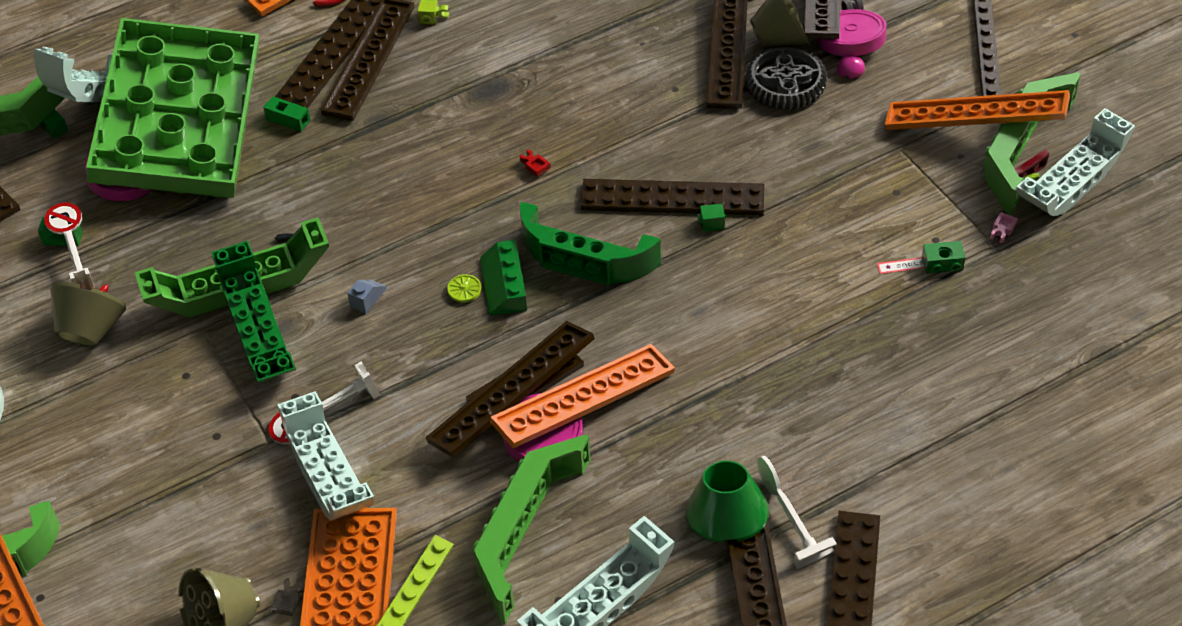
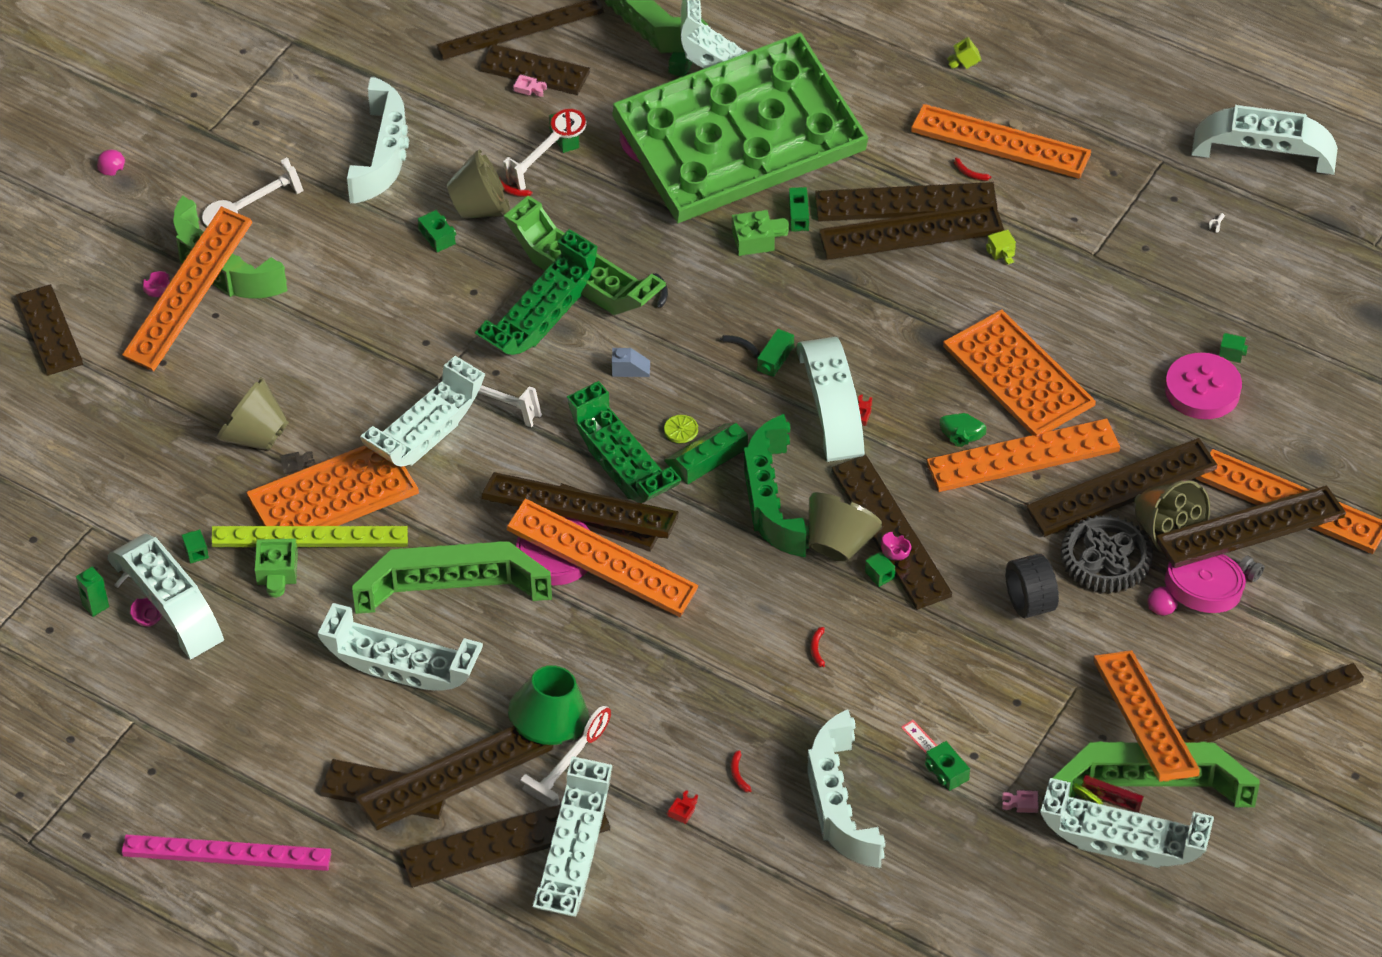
camera: 60 degrees right, 0 degrees up
(93, 371) = (437, 231): none -> green brick
(289, 150) = (763, 237): none -> bright green brick
(402, 208) = (743, 342): none -> black piece
(431, 190) = (775, 352): none -> green brick
(472, 337) = (616, 447): none -> green slope
(510, 162) = (833, 397): none -> light aqua slope
(567, 55) = (1019, 373): none -> orange plate
(601, 109) = (962, 428): none -> green piece
(649, 89) = (1023, 455): none -> orange plate
(664, 216) = (839, 528): none -> olive cone
(704, 194) = (895, 547): none -> dark pink hair
(765, 295) = (814, 647): none -> red piece
(802, 111) = (1032, 585): none -> black tyre
(867, 401) = (736, 774): none -> red piece
(889, 454) = (683, 809): none -> red plate
(902, 548) = (574, 837): none -> light aqua slope
(938, 340) = (830, 797): none -> light aqua slope

